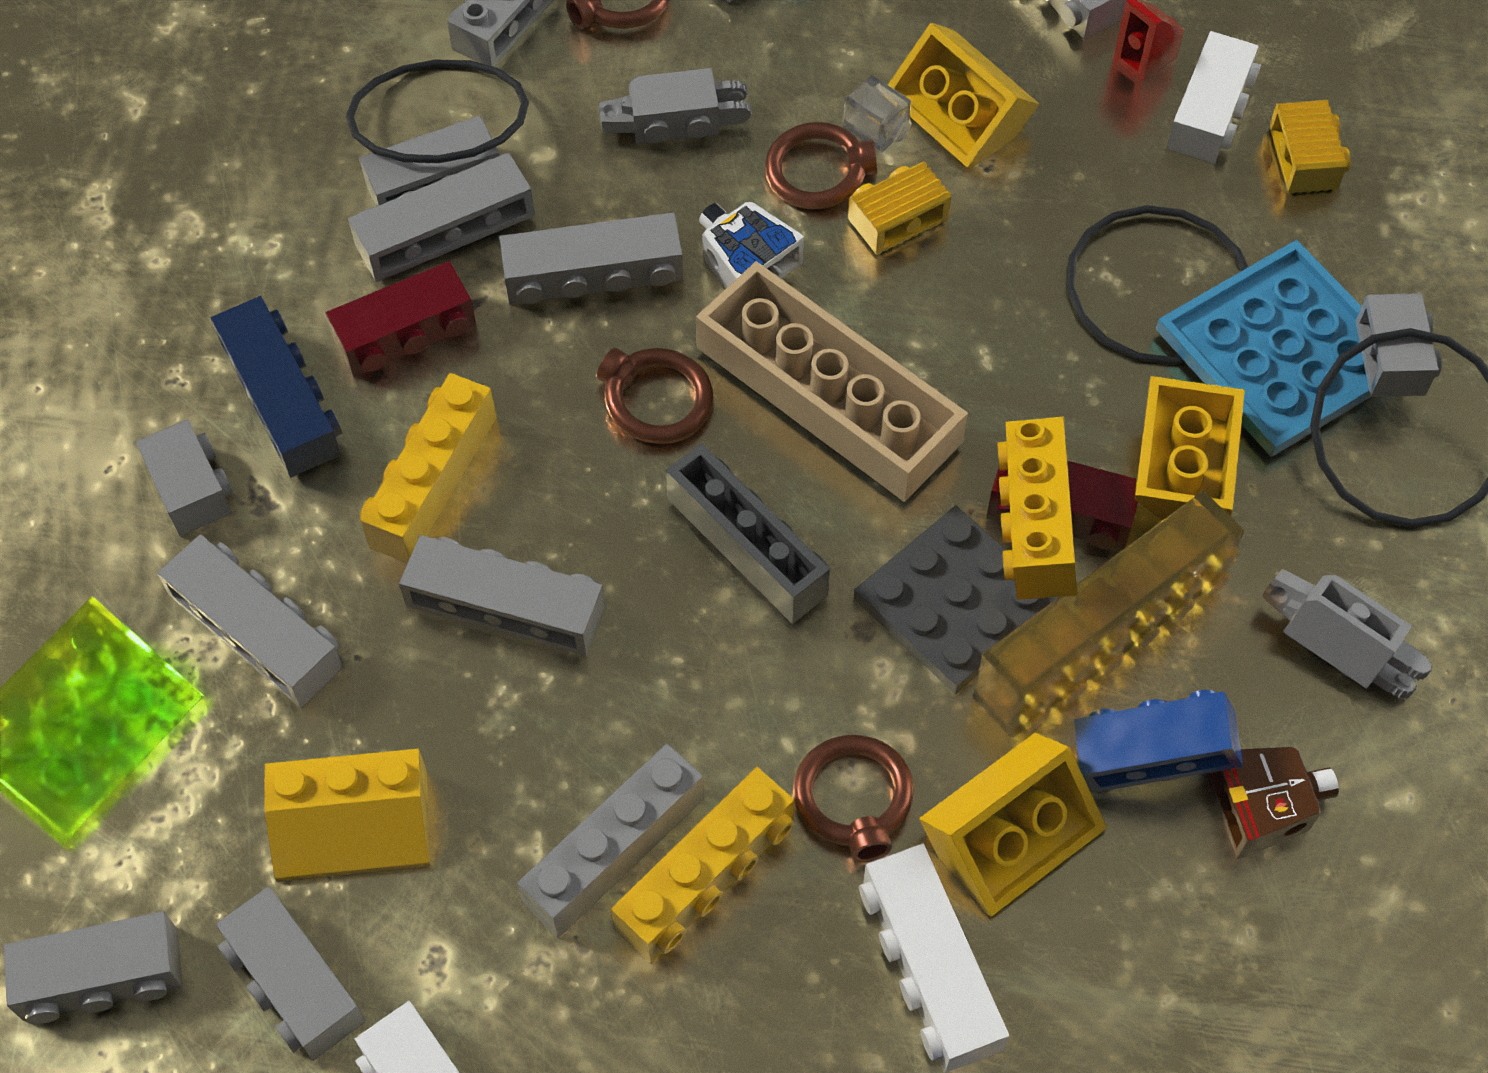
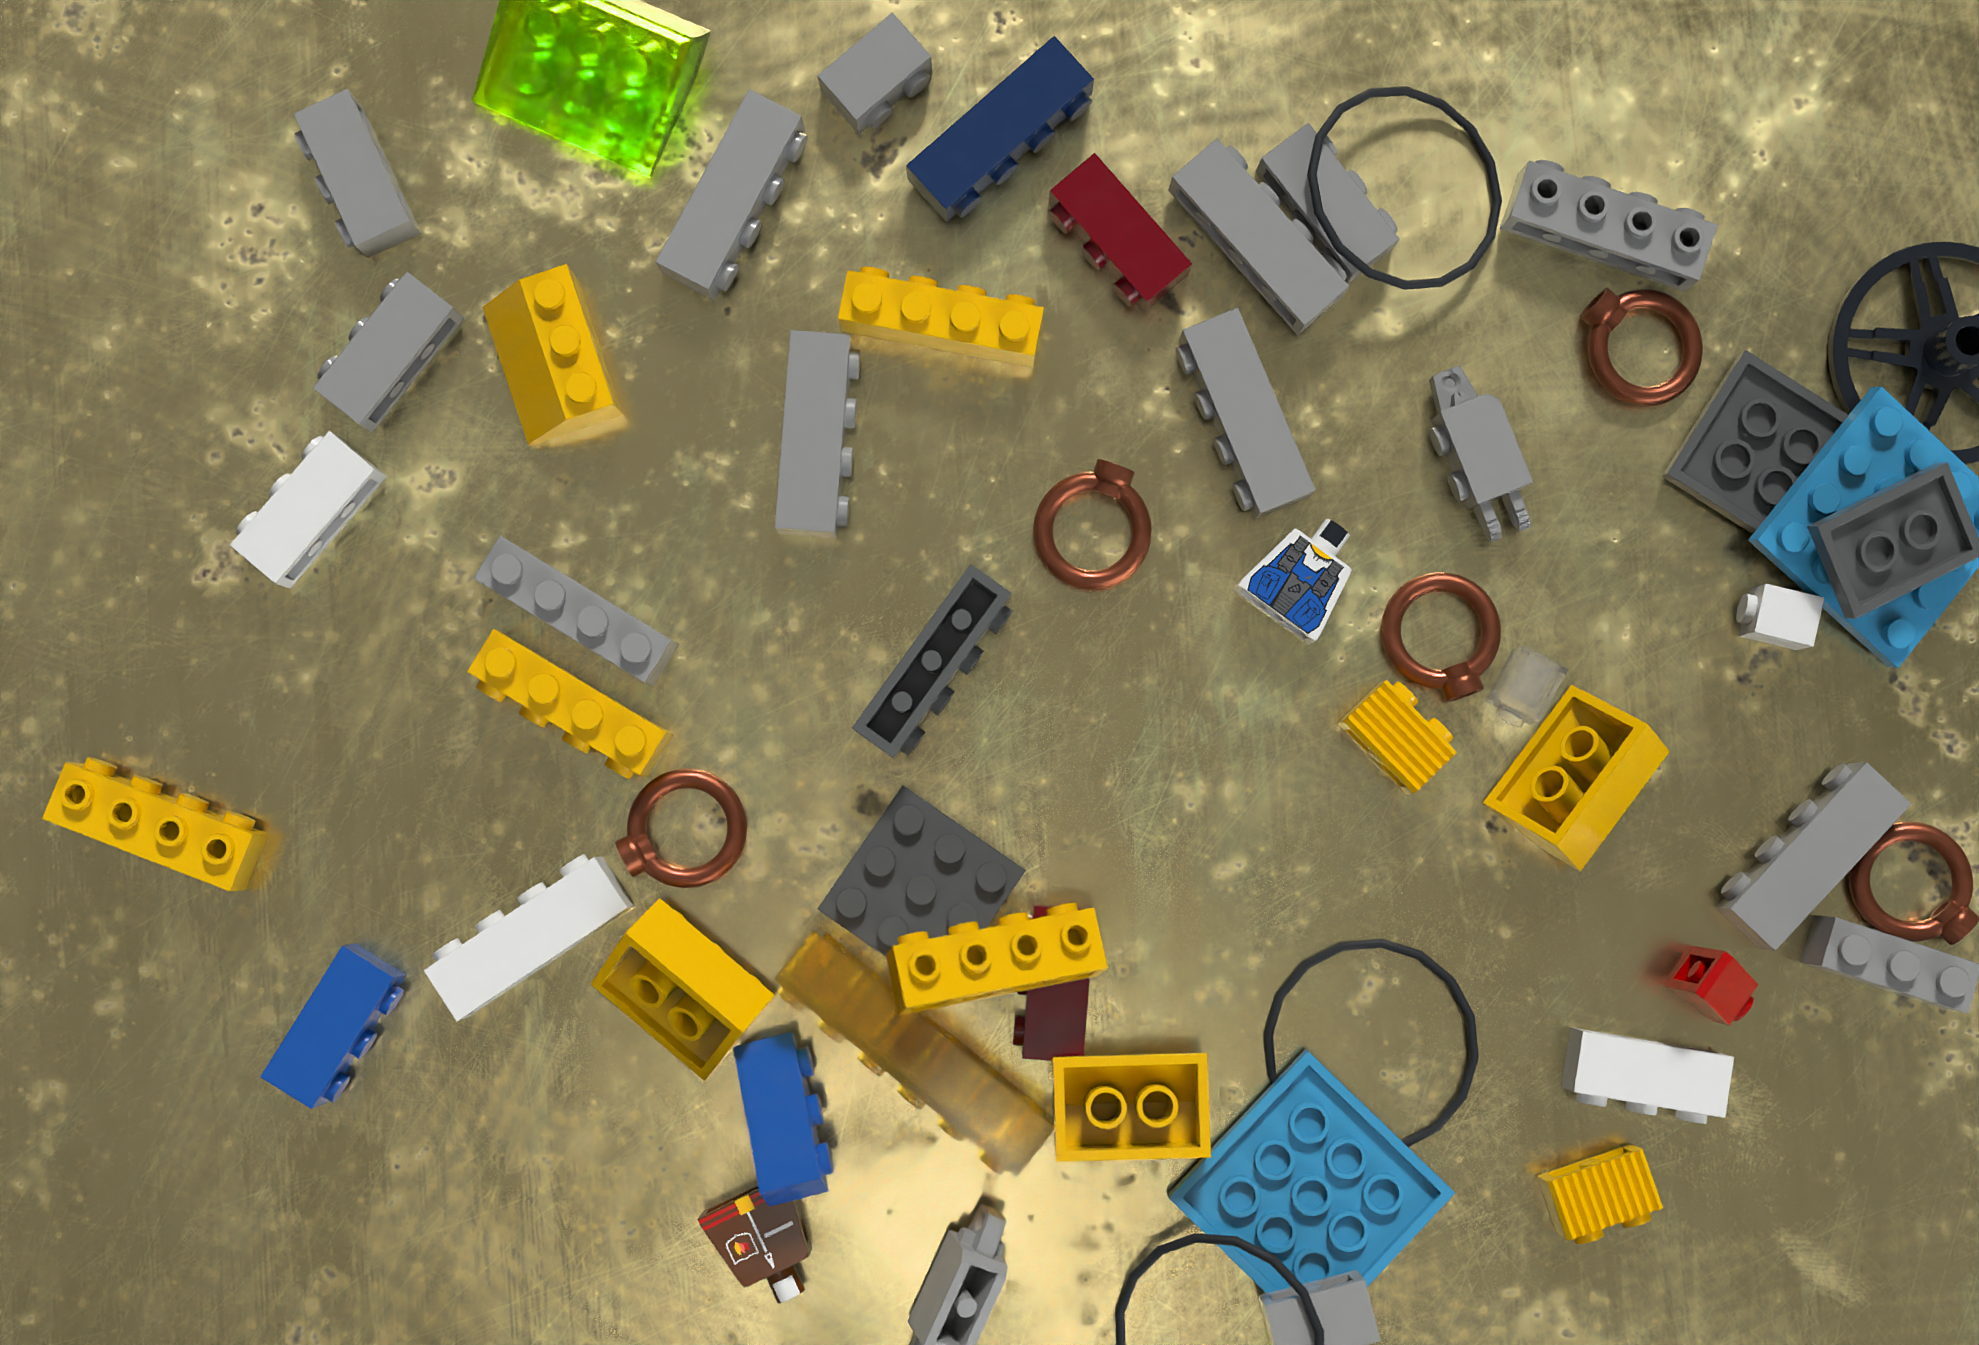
camera: 75 degrees right, 25 degrees up
(831, 380) = (1140, 706): tan brick -> none

